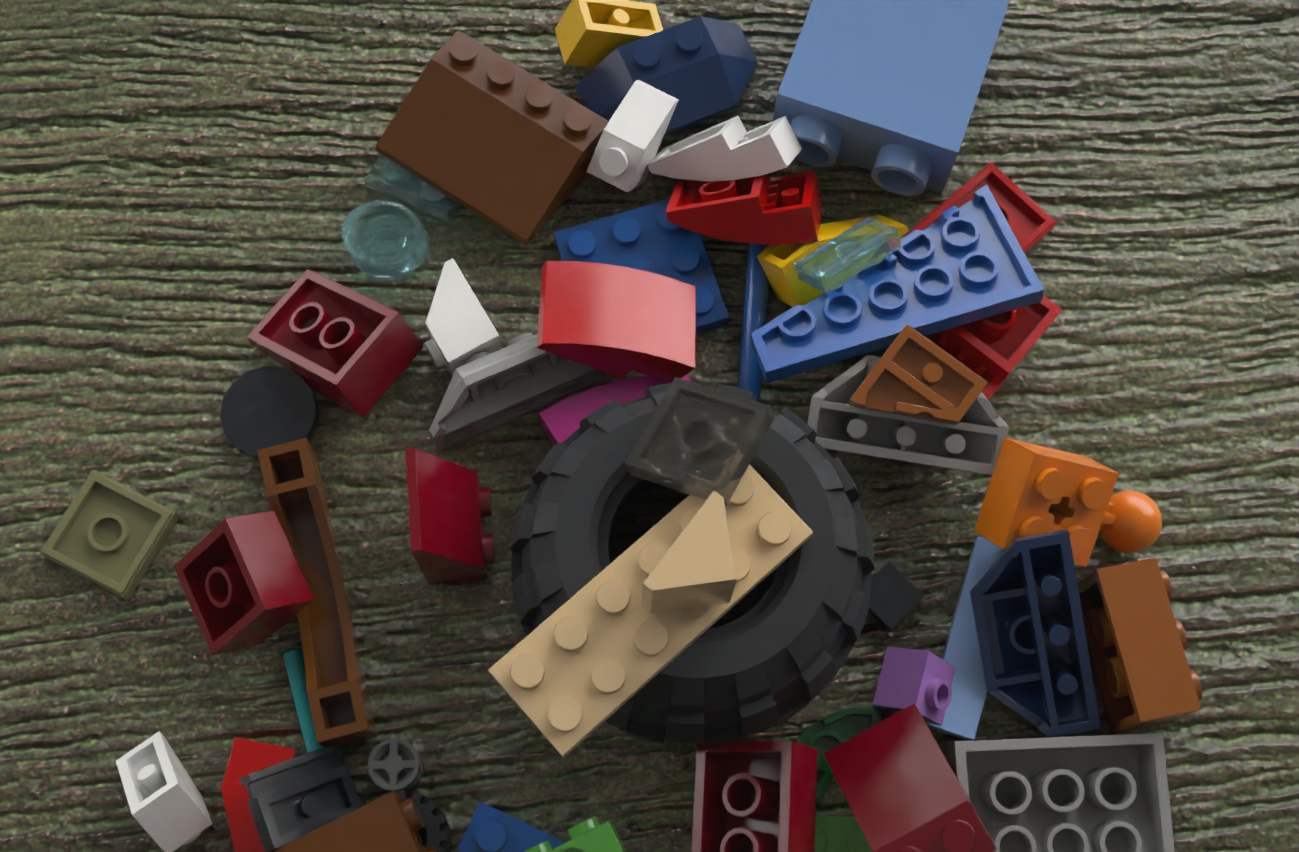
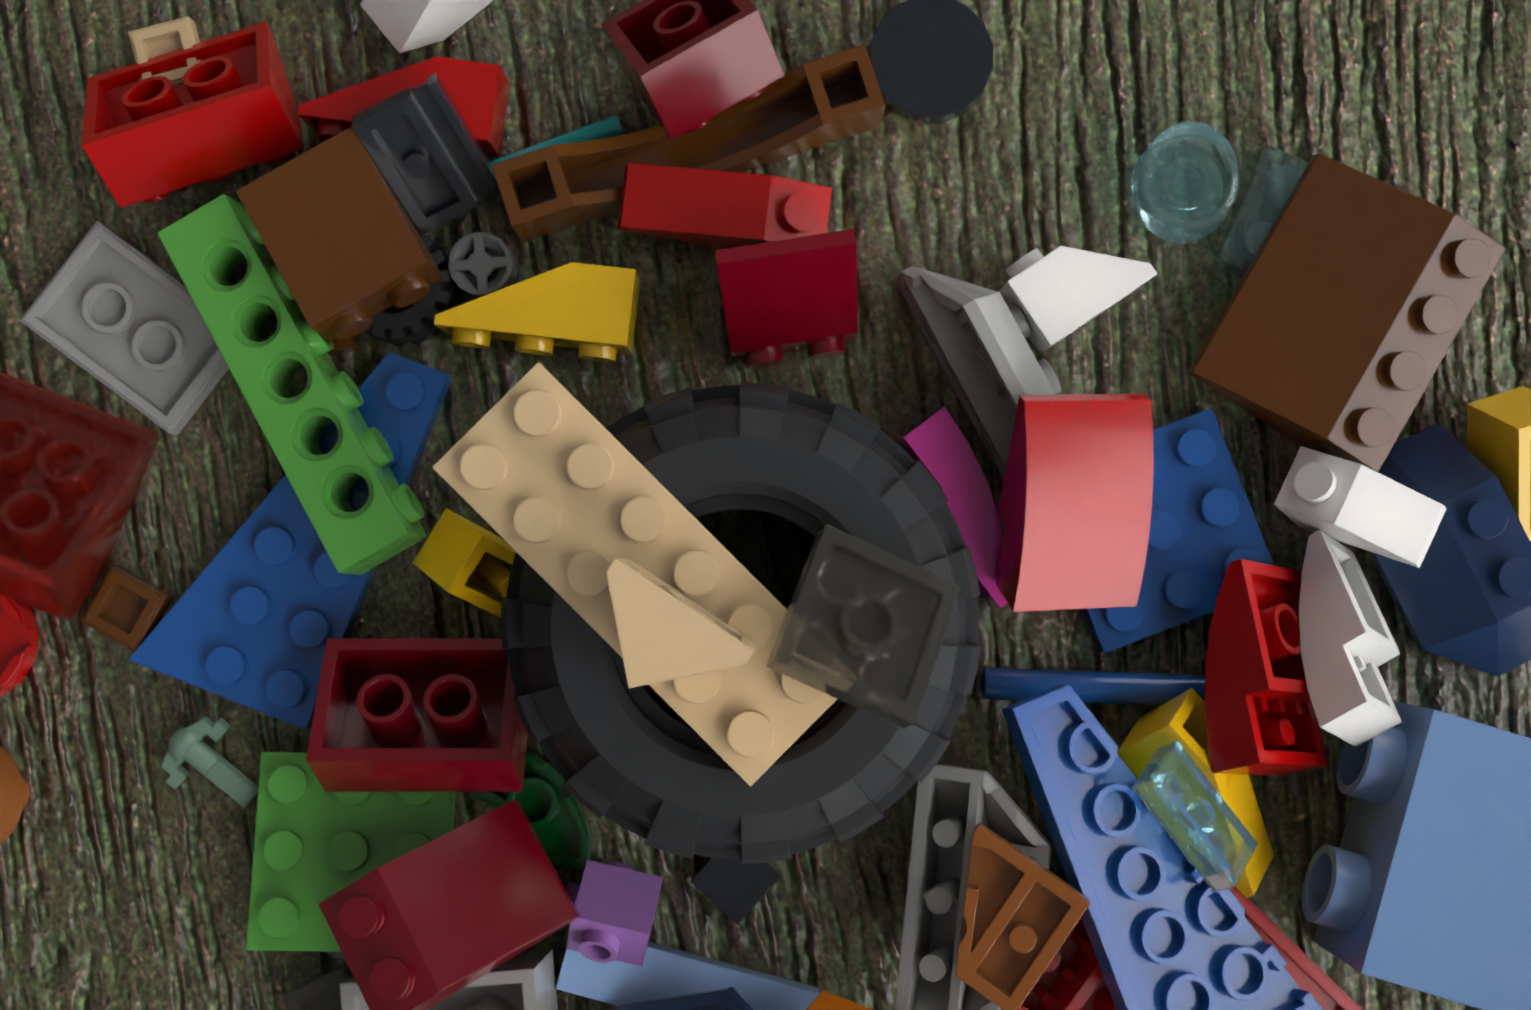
camera: 85 degrees right, 15 degrees up
(337, 341) = (1033, 133): dark red slope -> none
(370, 567) = (720, 206): none -> red slope
(436, 698) = (564, 307): none -> yellow slope
(637, 780) = (467, 561): none -> yellow slope

